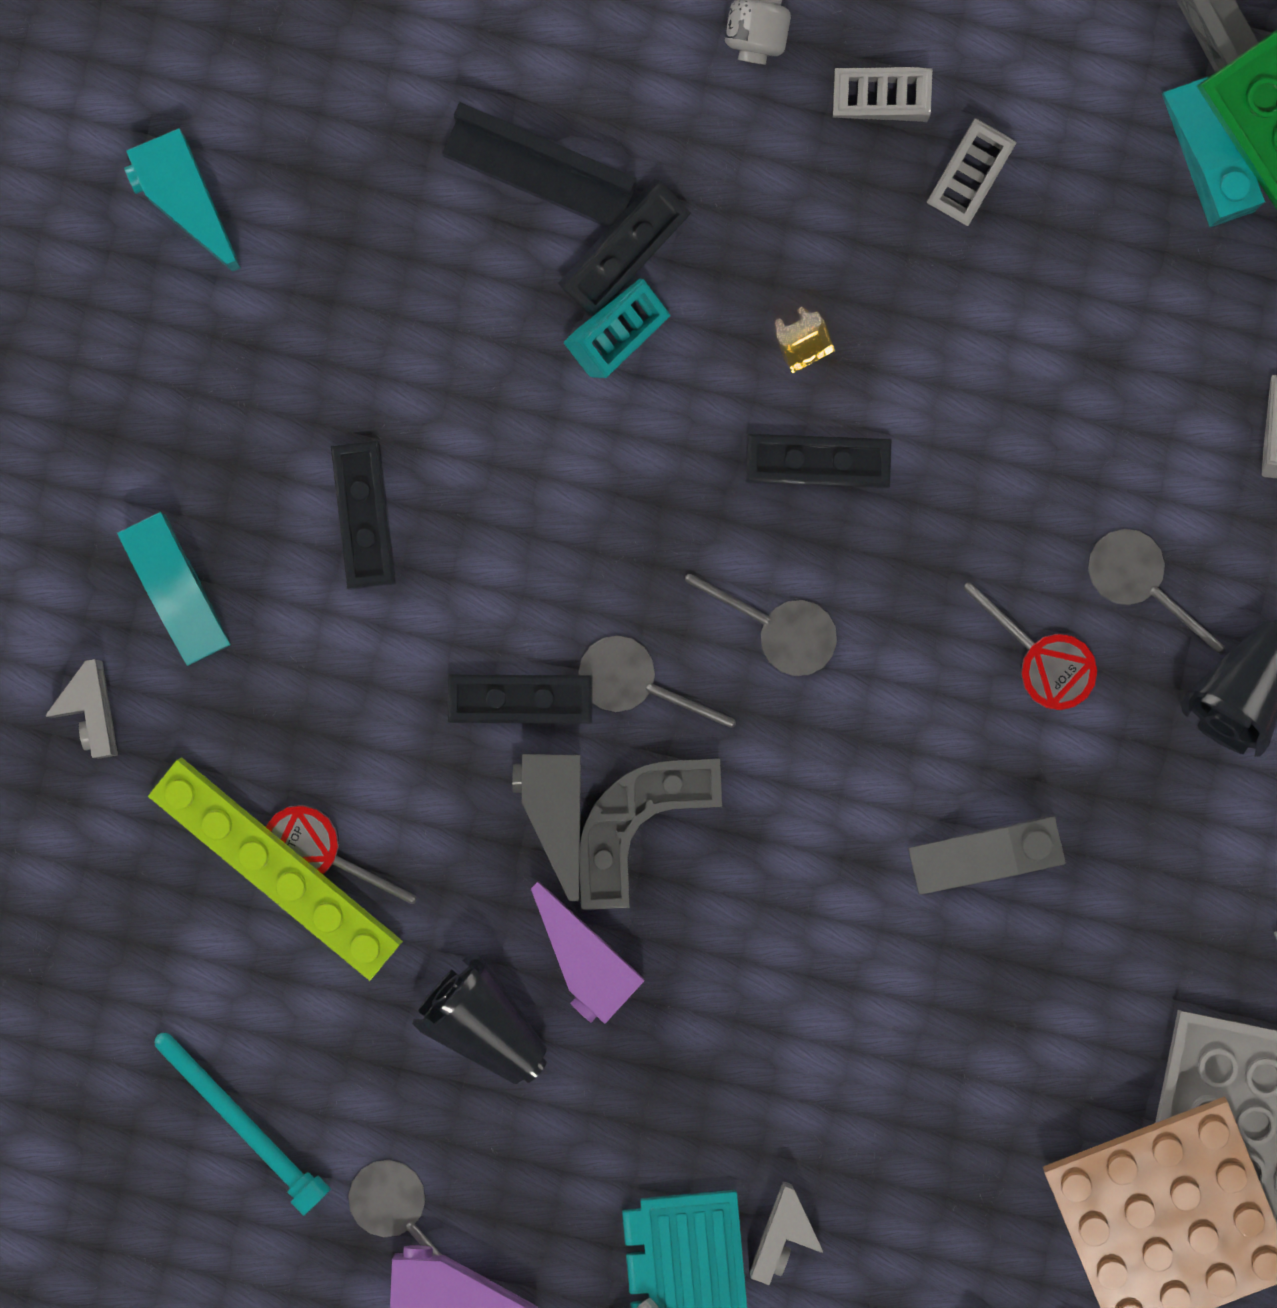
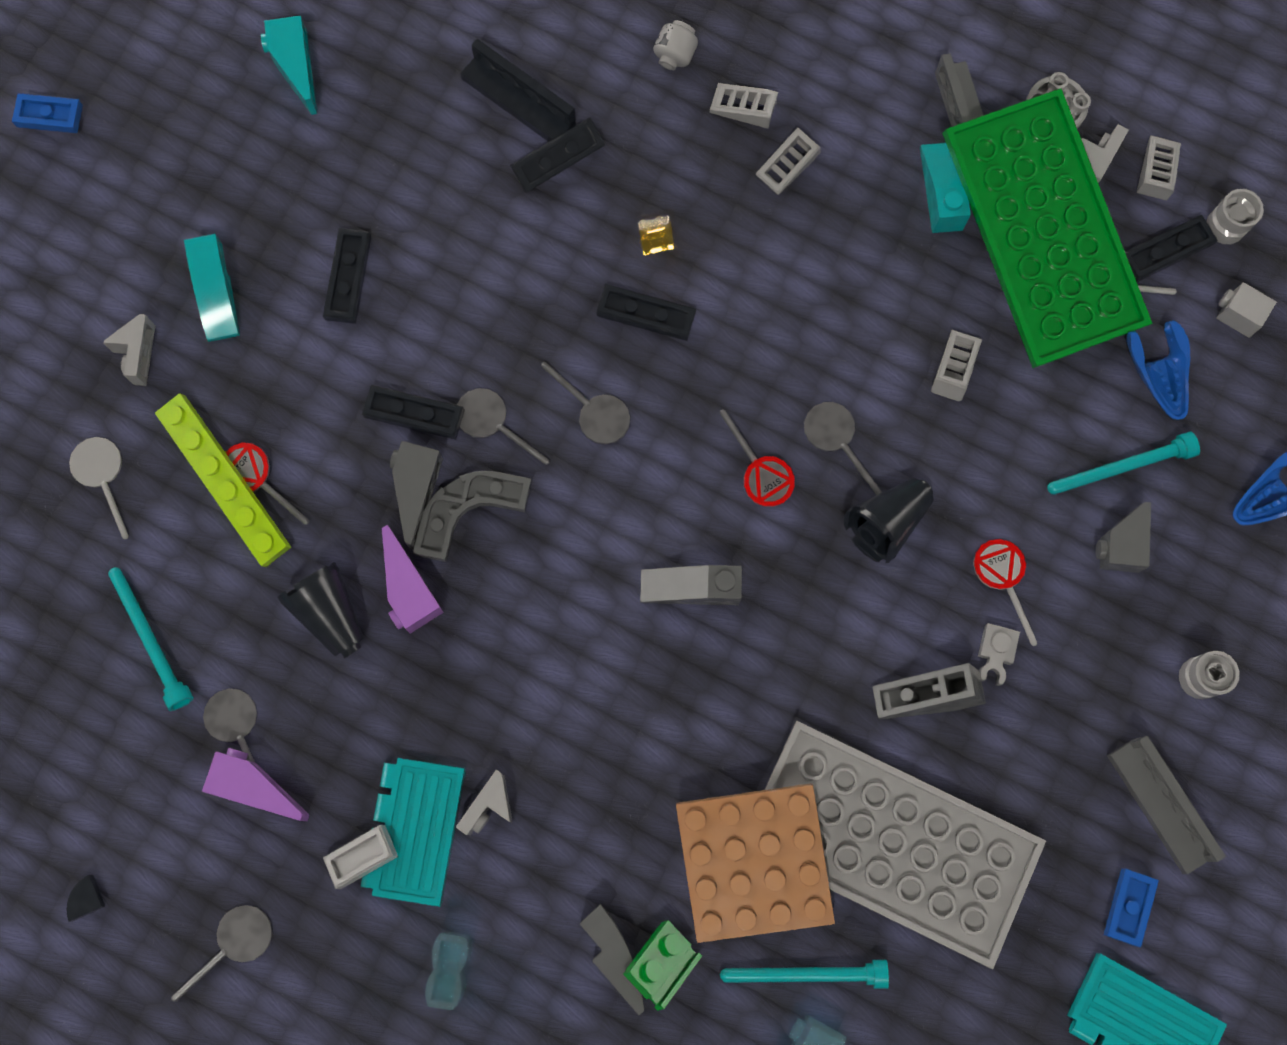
camera: 20 degrees right, 10 degrees down
(83, 890) = (95, 465): none -> light grey piece
(581, 340) = (515, 208): teal slope -> none

